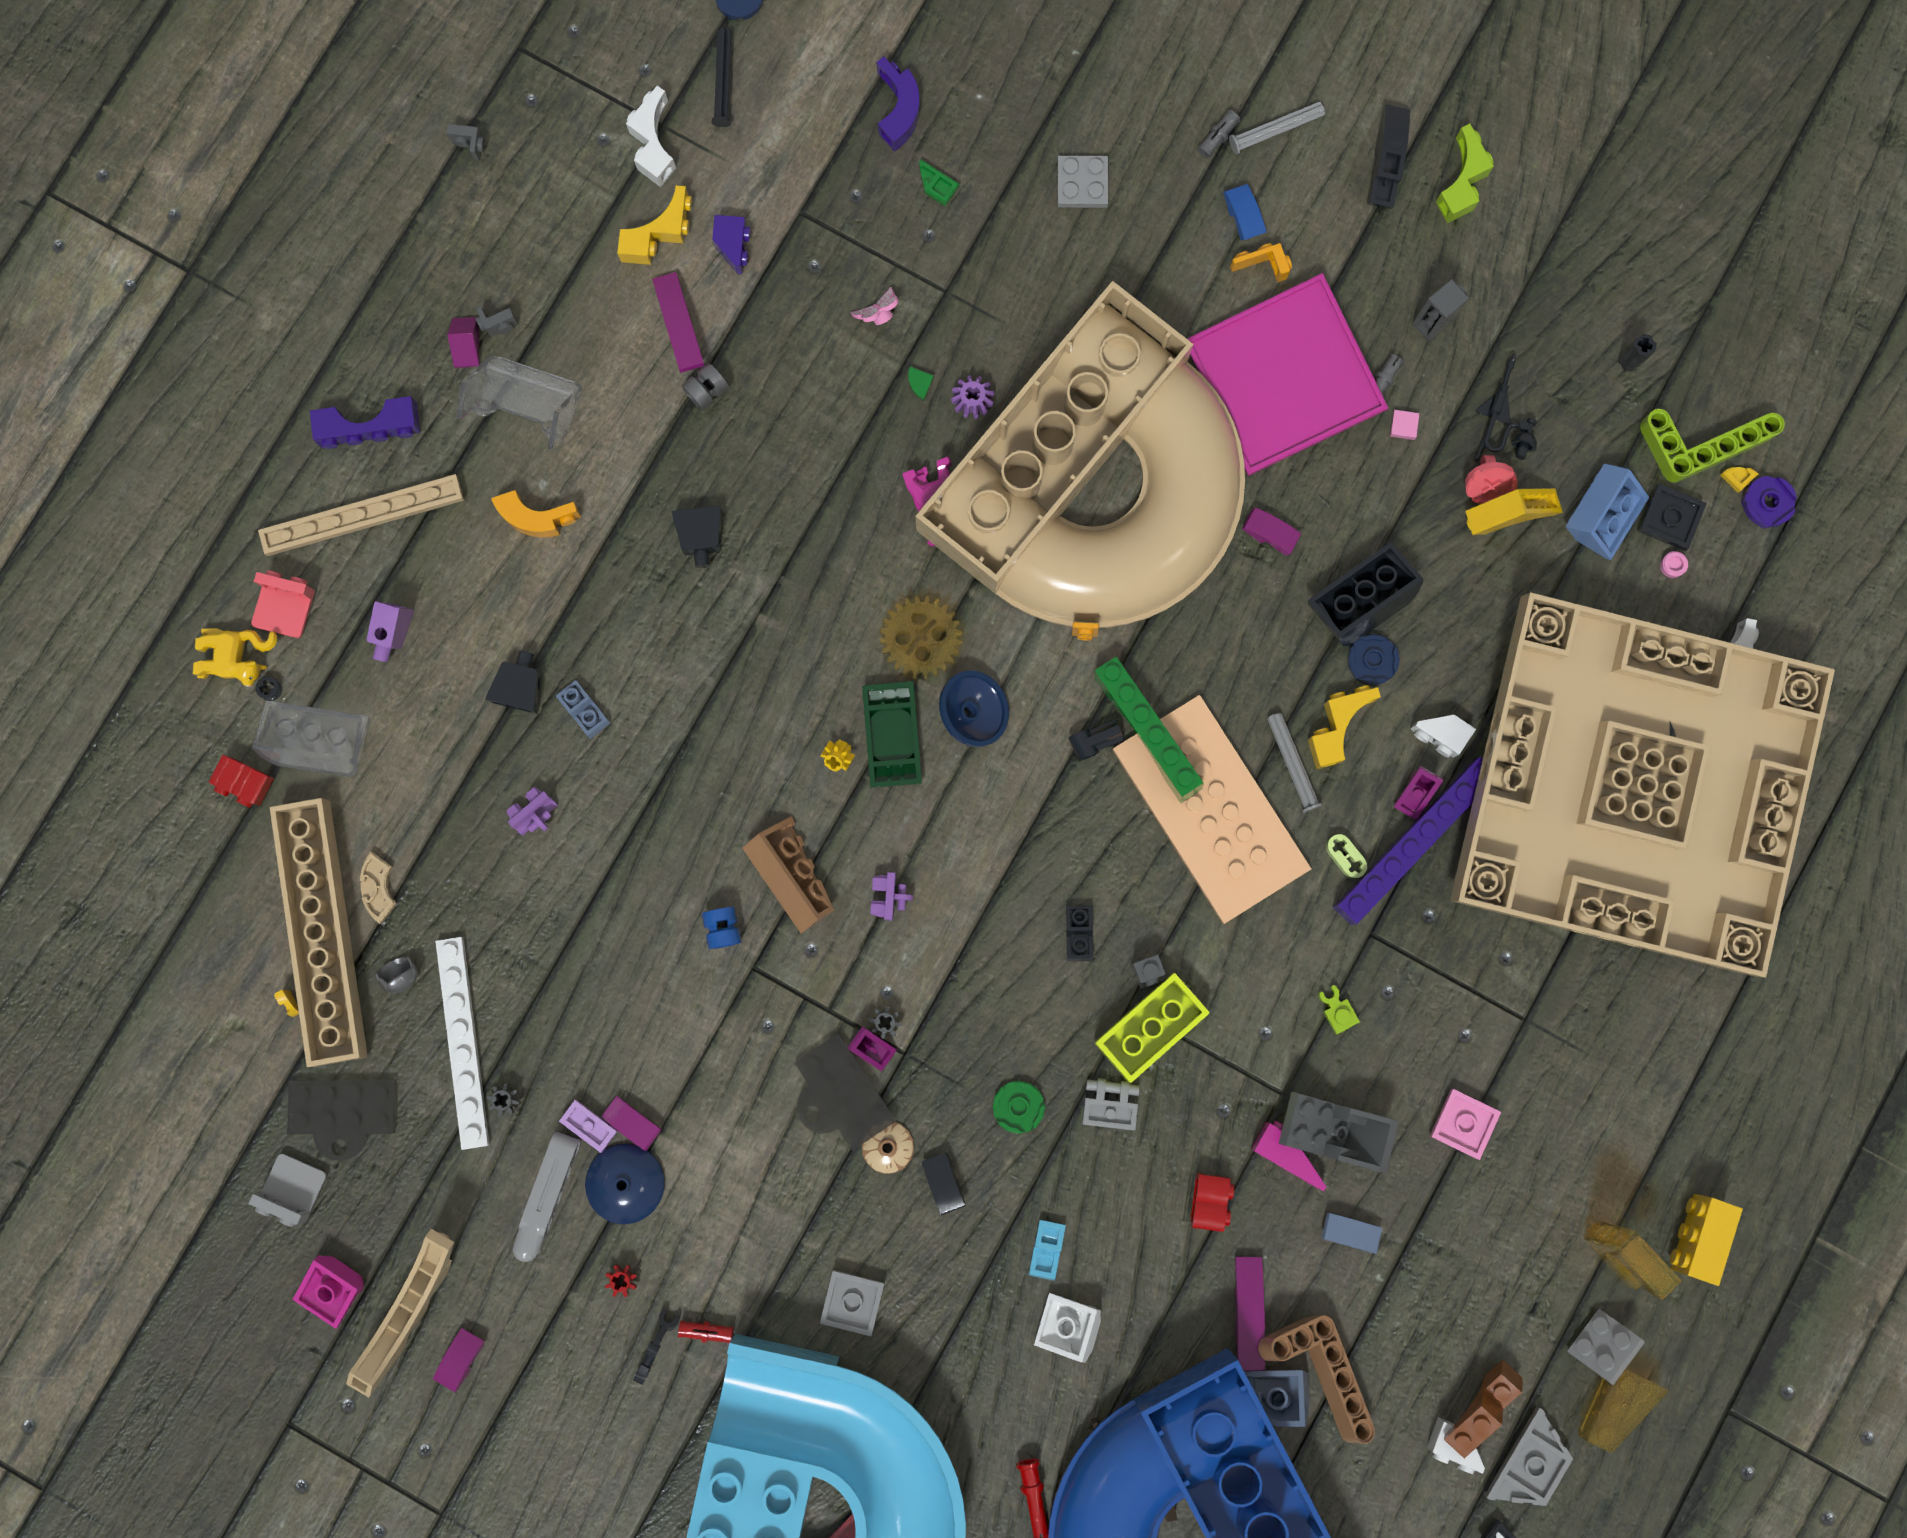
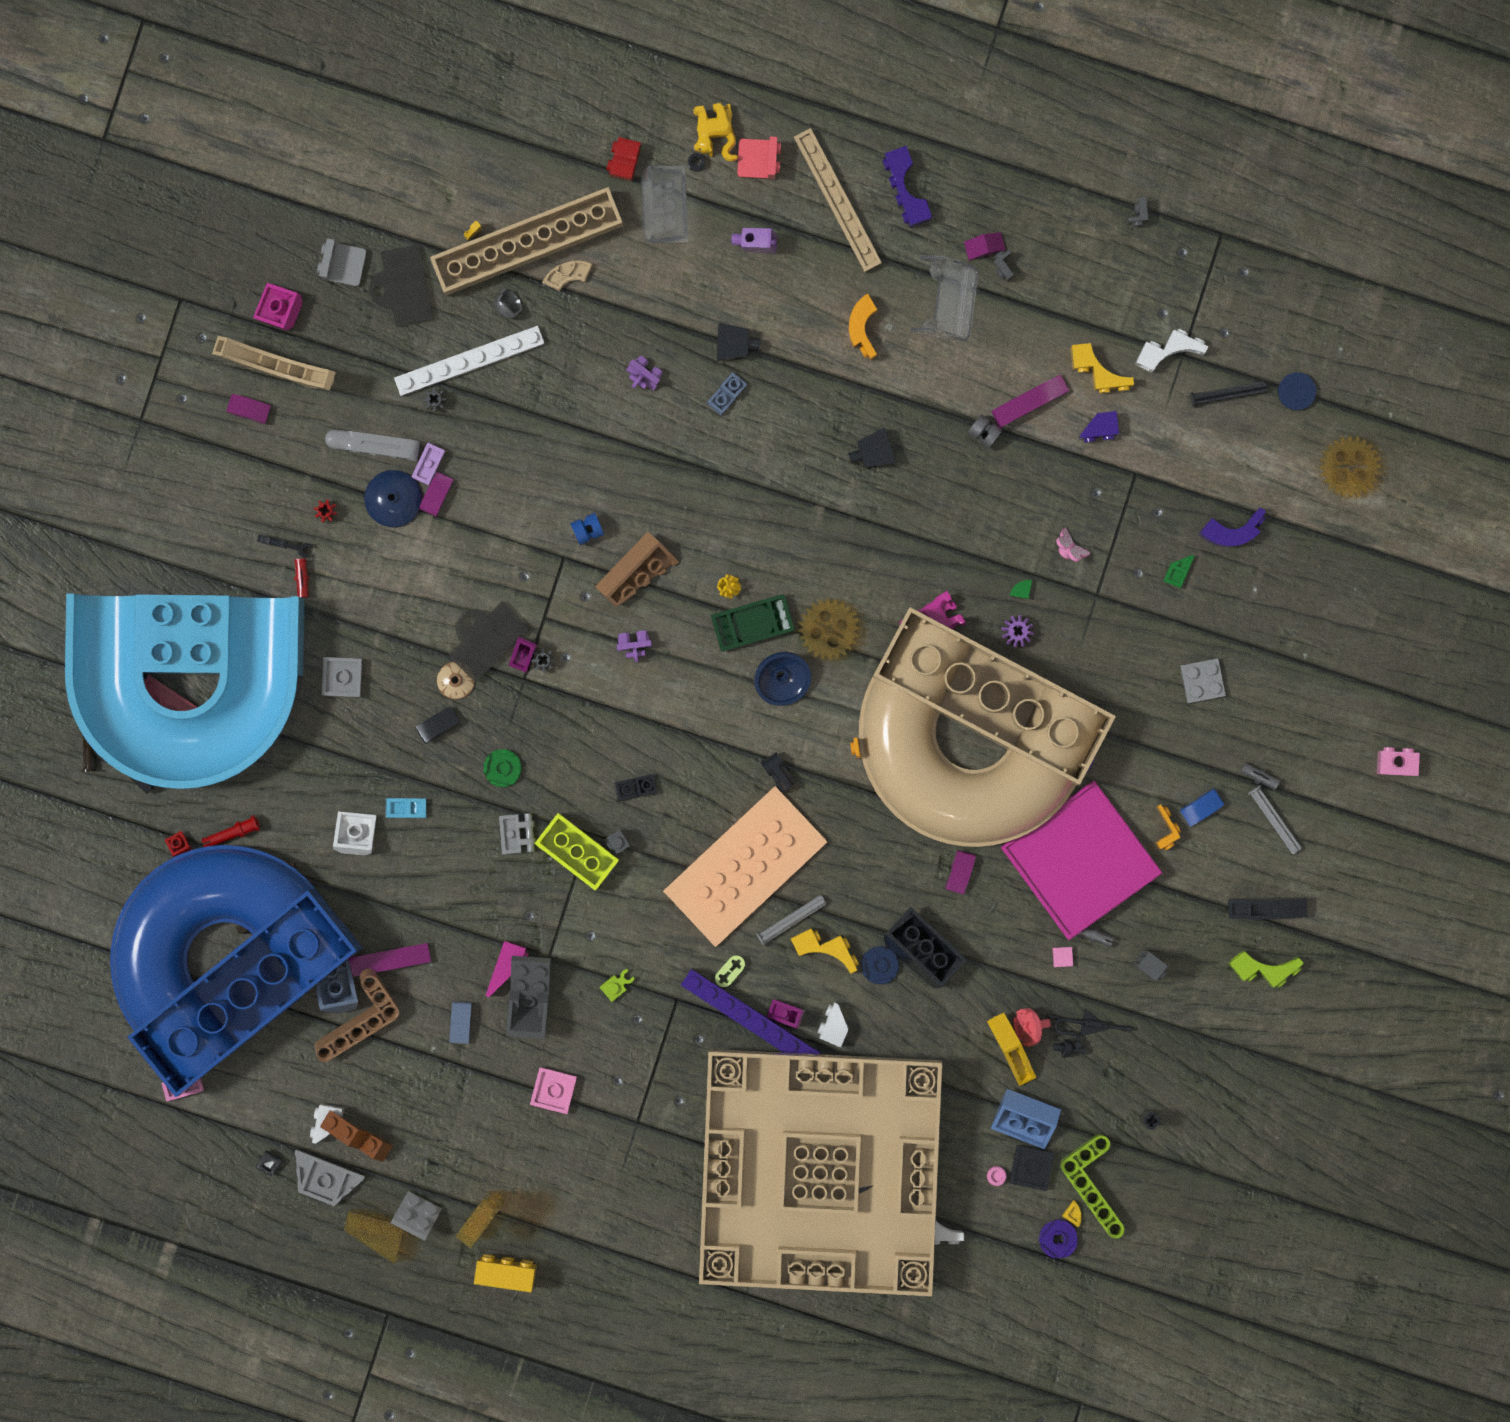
camera: 80 degrees right, 5 degrees up
(1161, 746) = (792, 808): green arch -> none
(1210, 1202) = (462, 917): red brick -> none

